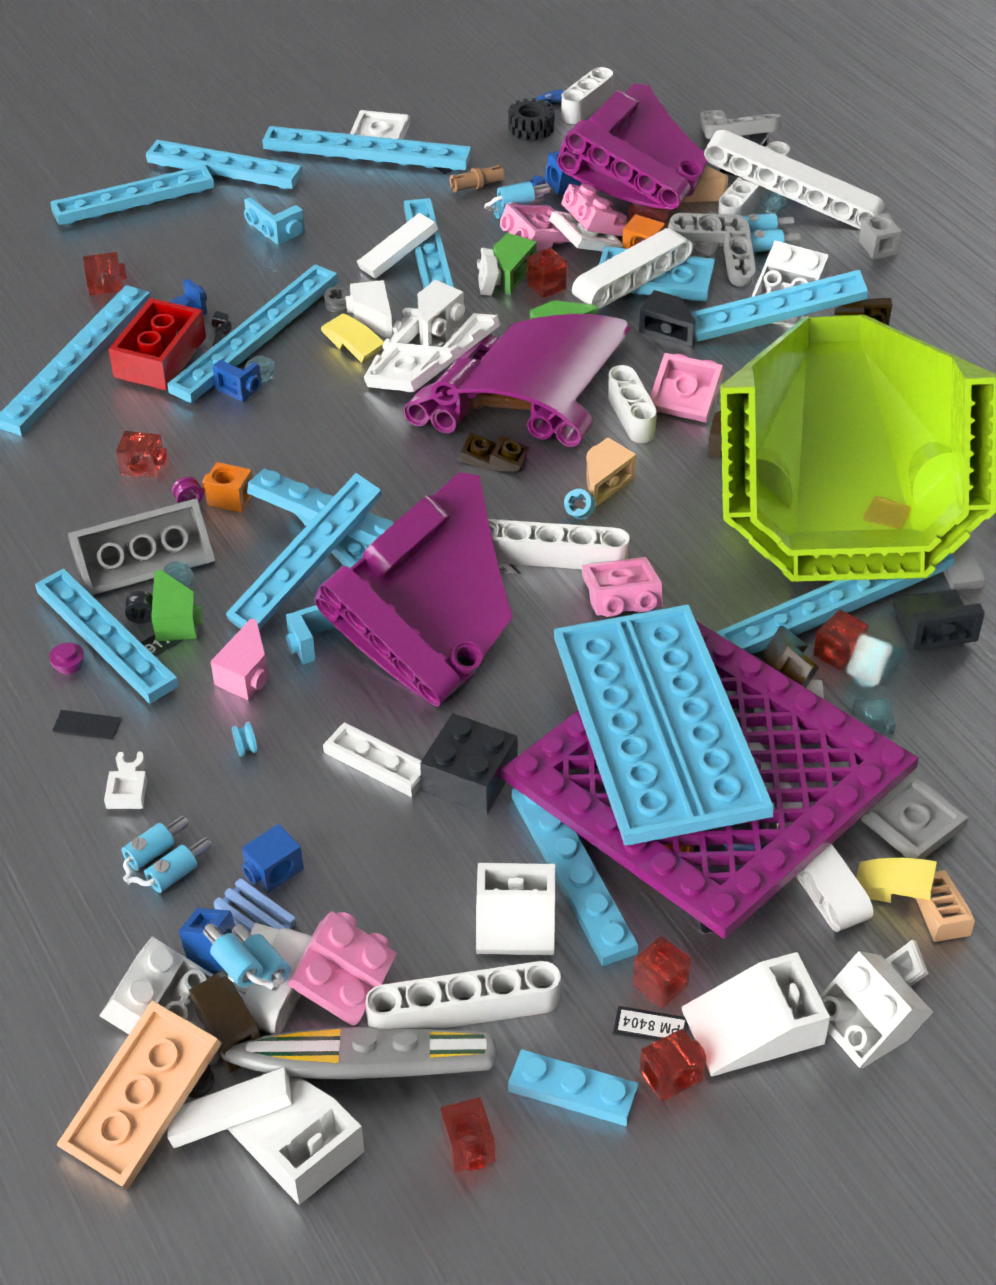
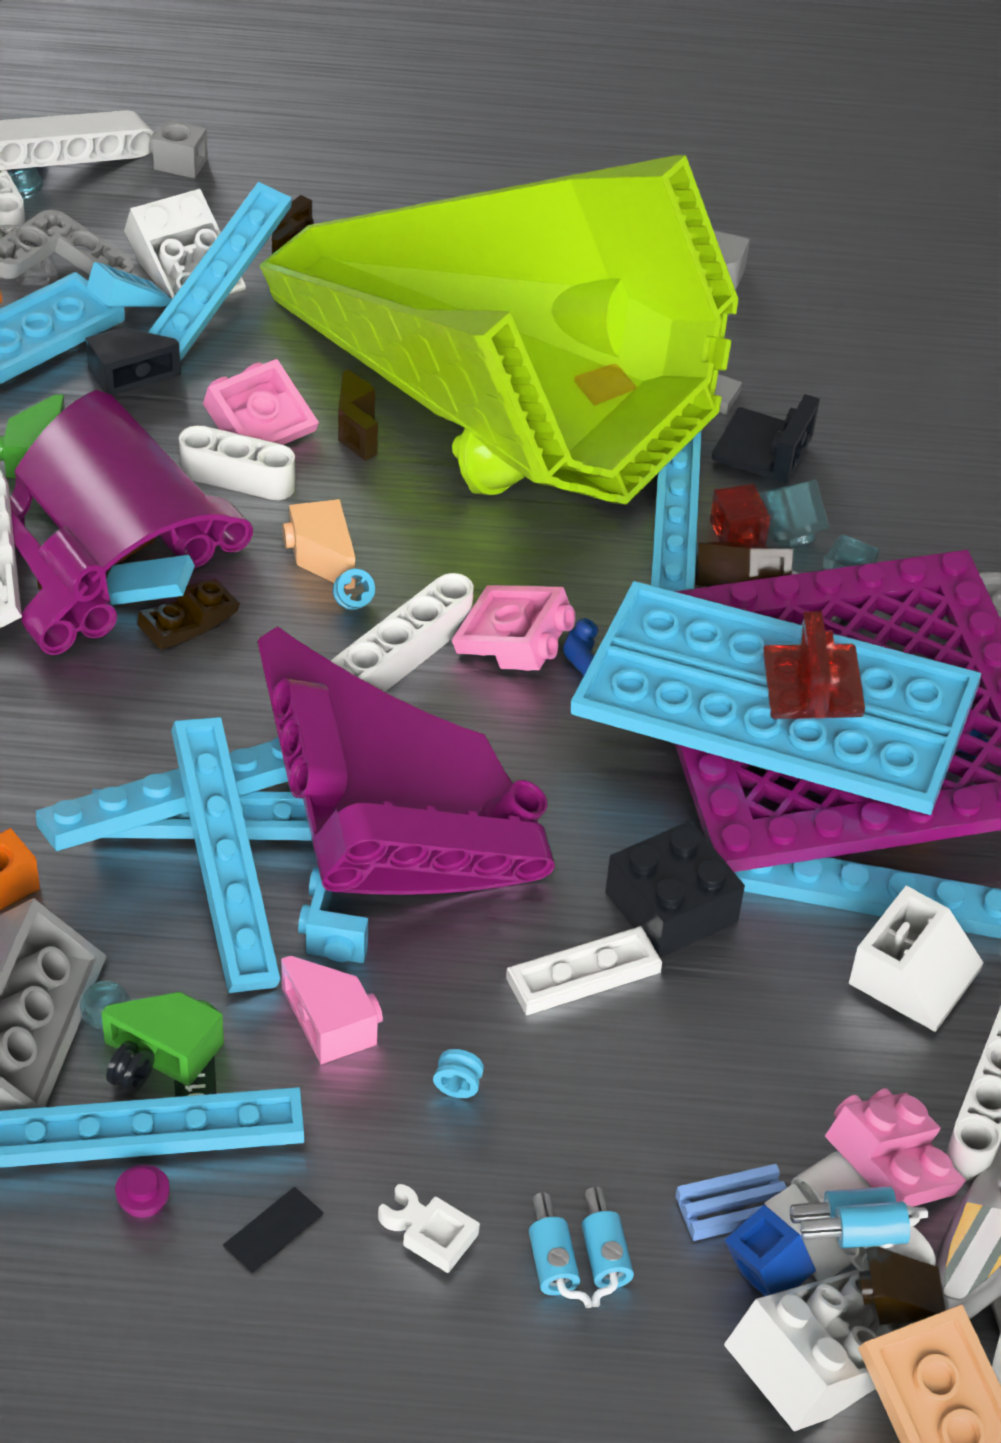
camera: 60 degrees left, 0 degrees up
(272, 858) = (675, 1139): blue brick -> none
(495, 422) = (149, 579): none -> medium azure tile
(632, 268) = (30, 333): white beam -> none
(674, 720) = (813, 677): none -> clear red bracket
(721, 281) = (124, 289): none -> medium azure slope
(765, 231) = (90, 215): medium azure piece -> none

